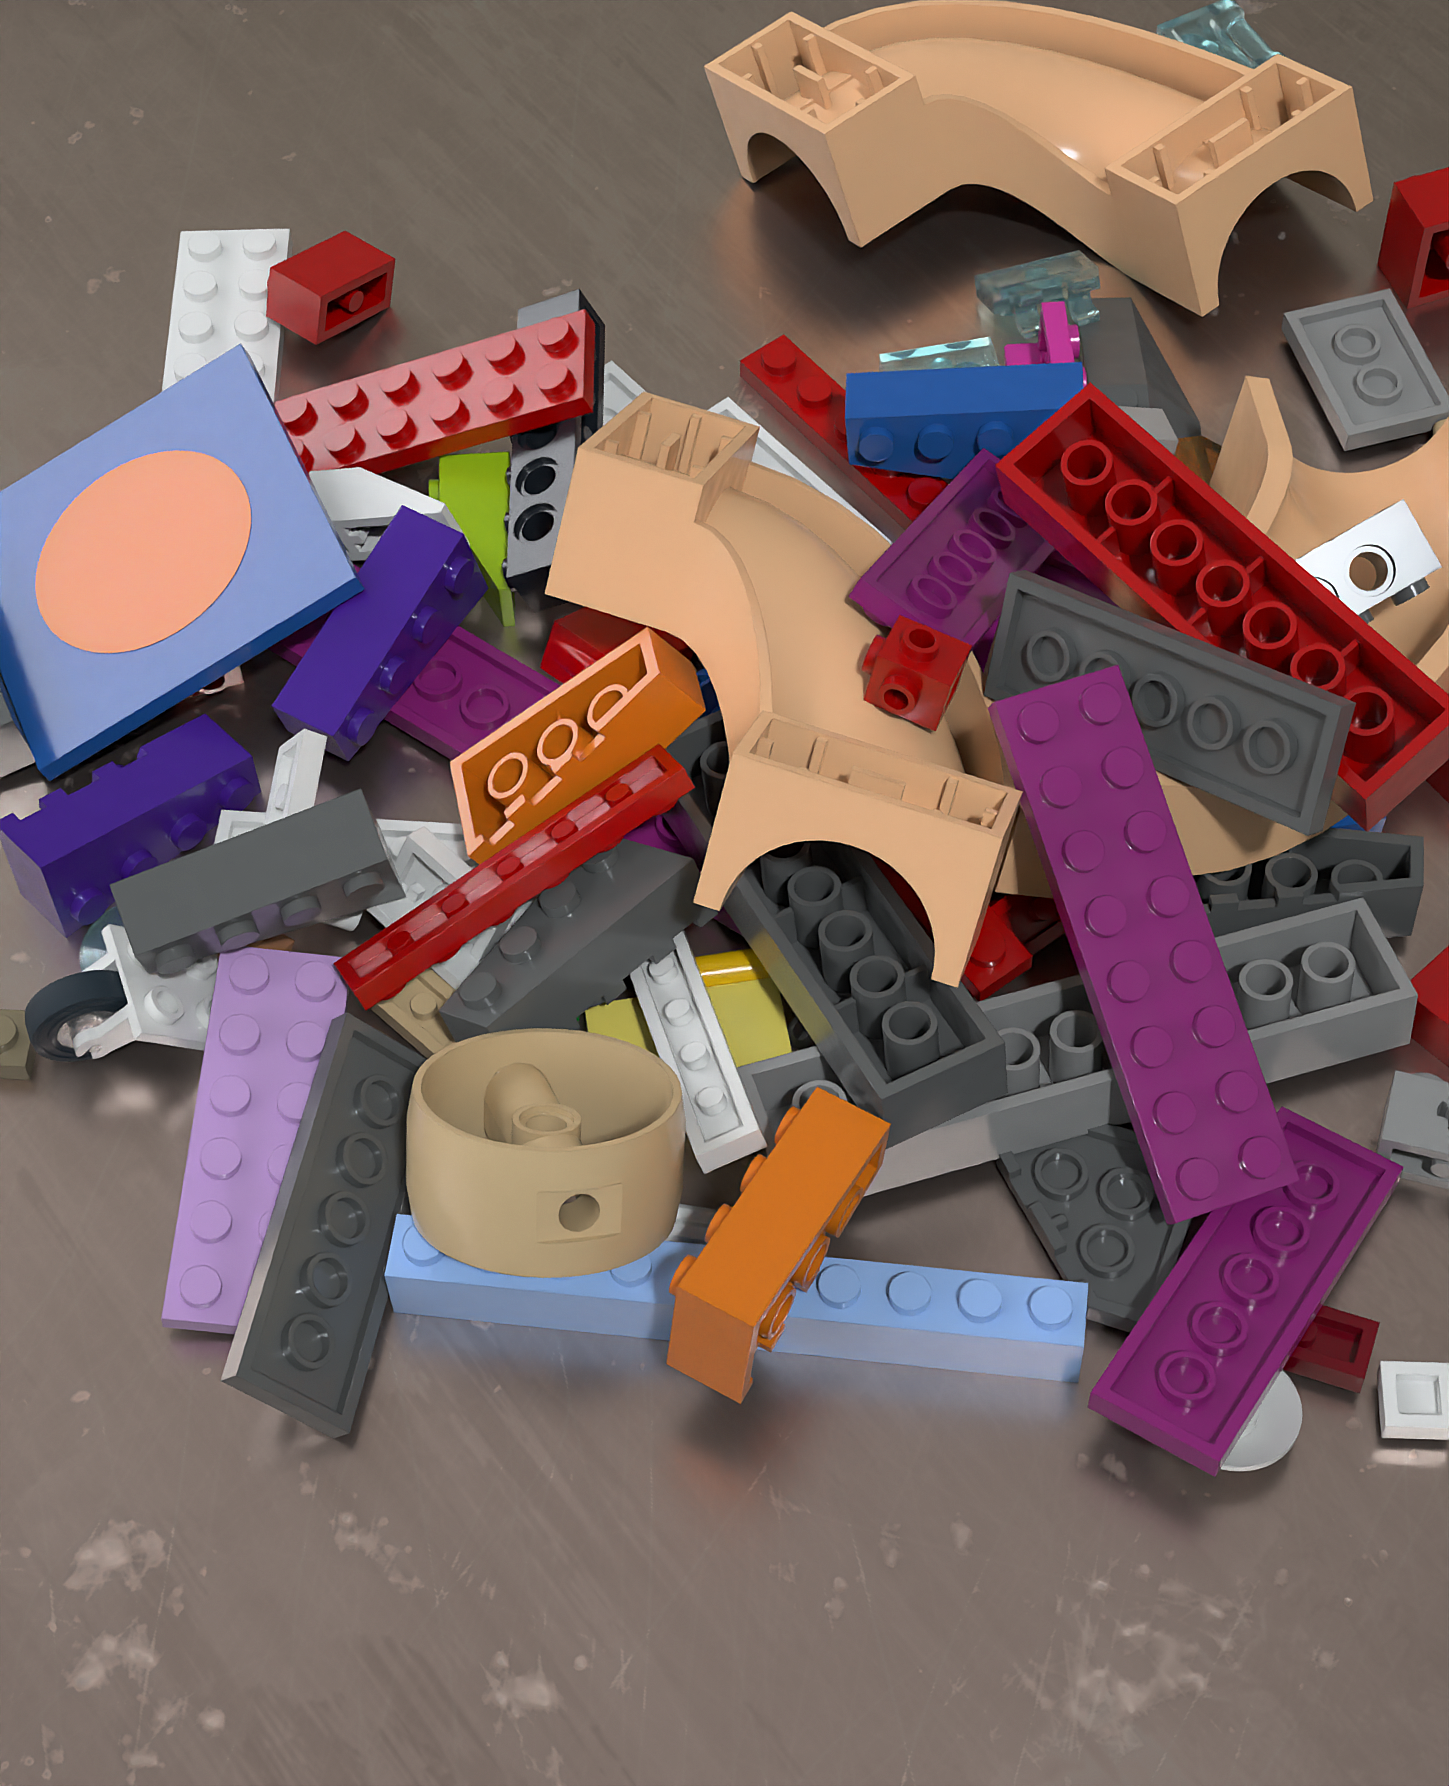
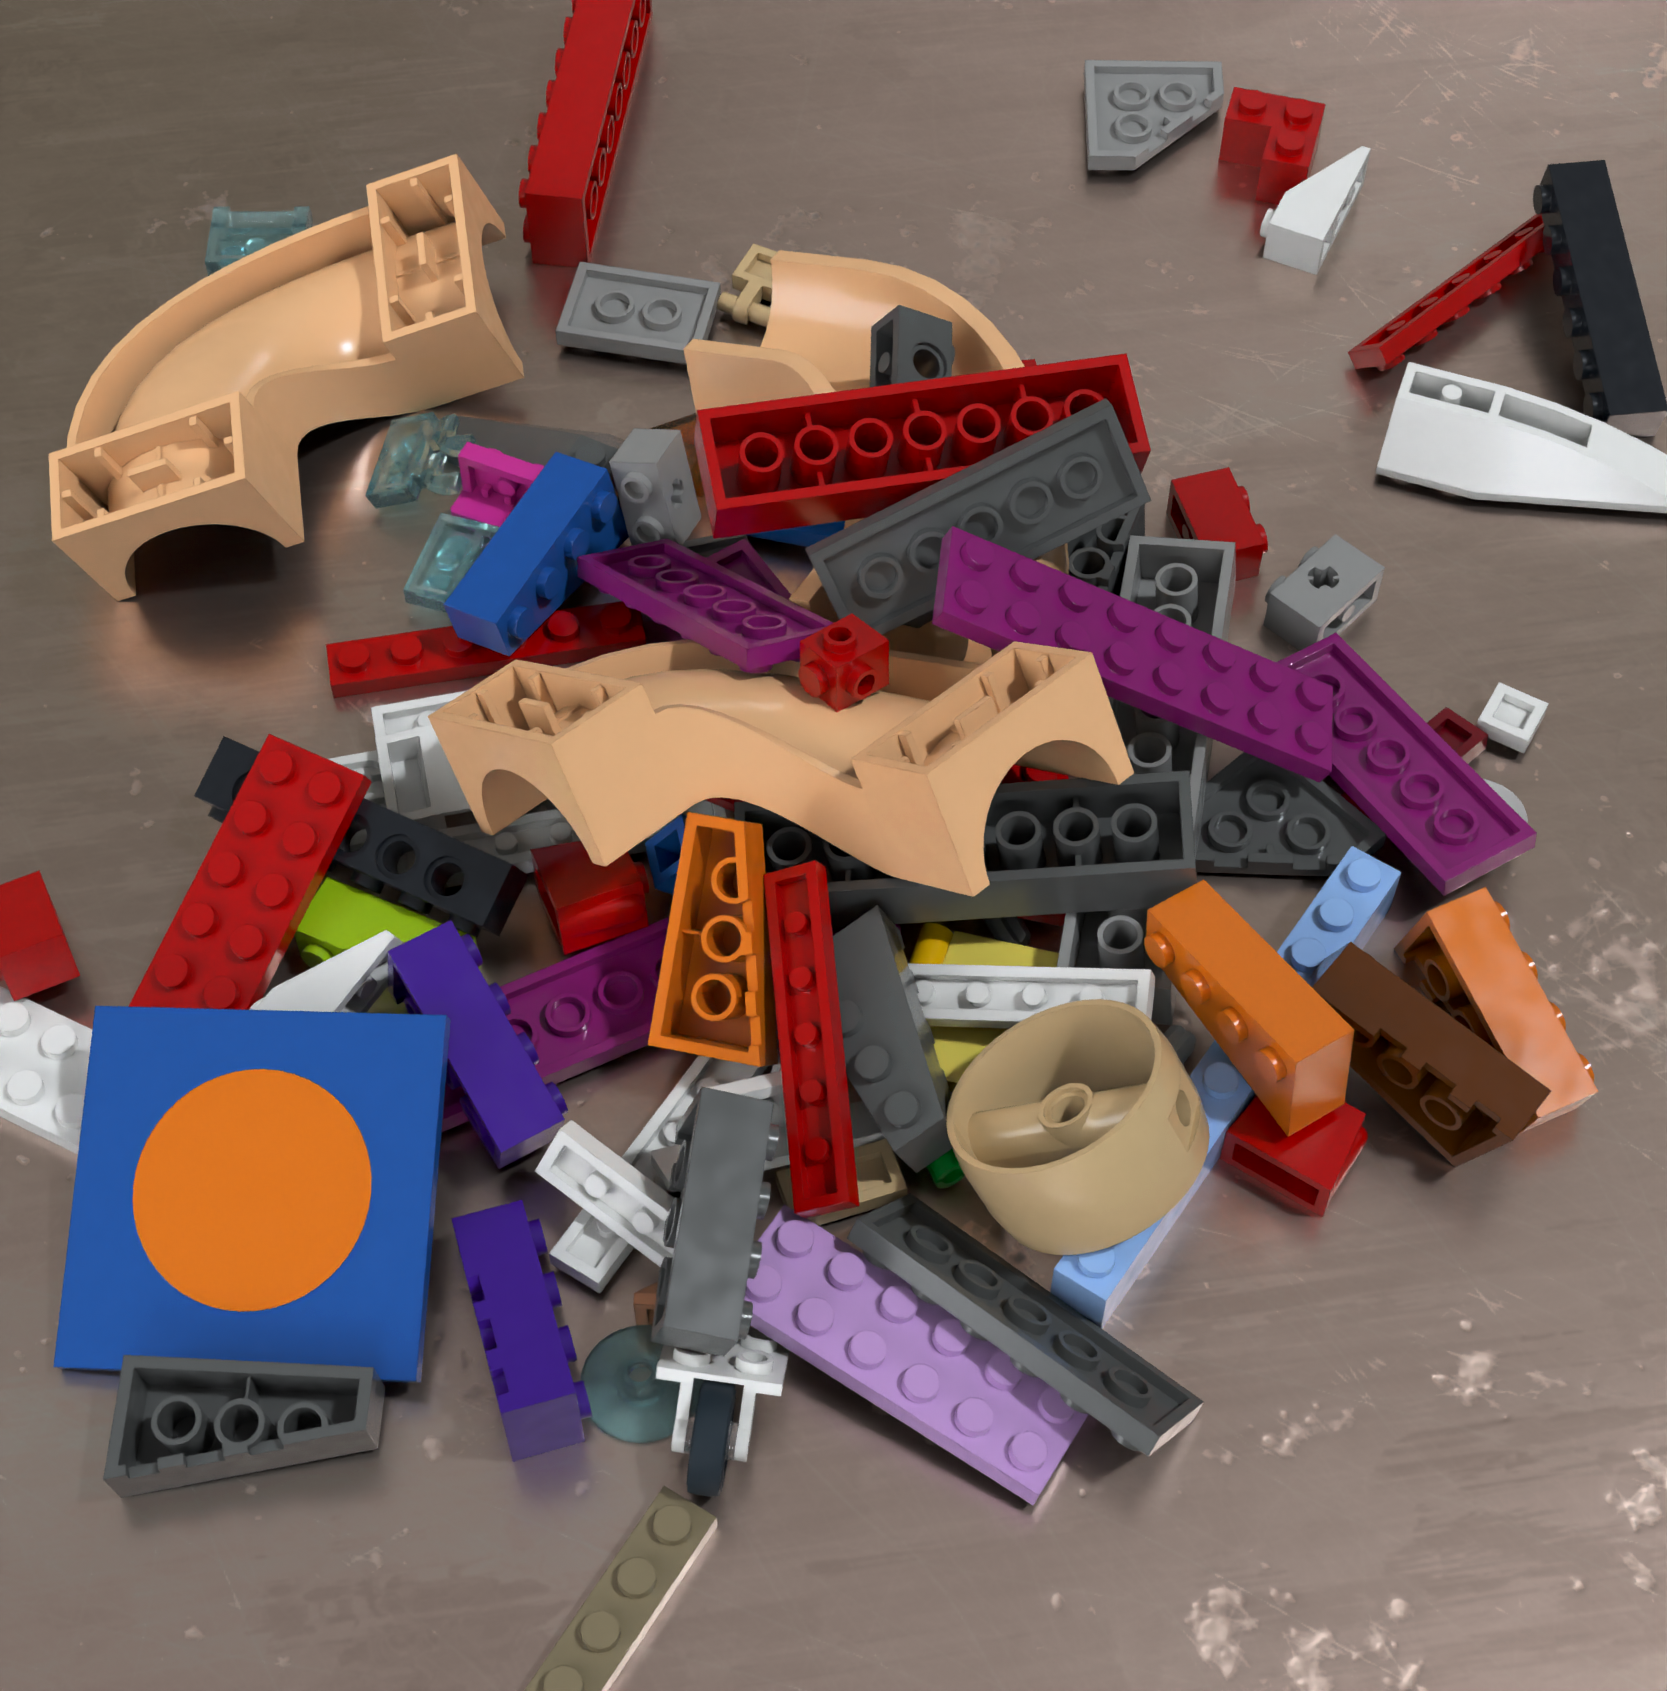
camera: 65 degrees left, 0 degrees up
(689, 1422) = (1300, 1166): none -> red torso
(841, 1442) = (1425, 1061): none -> reddish brown wedge
(974, 1528) = (1496, 994): none -> orange wedge

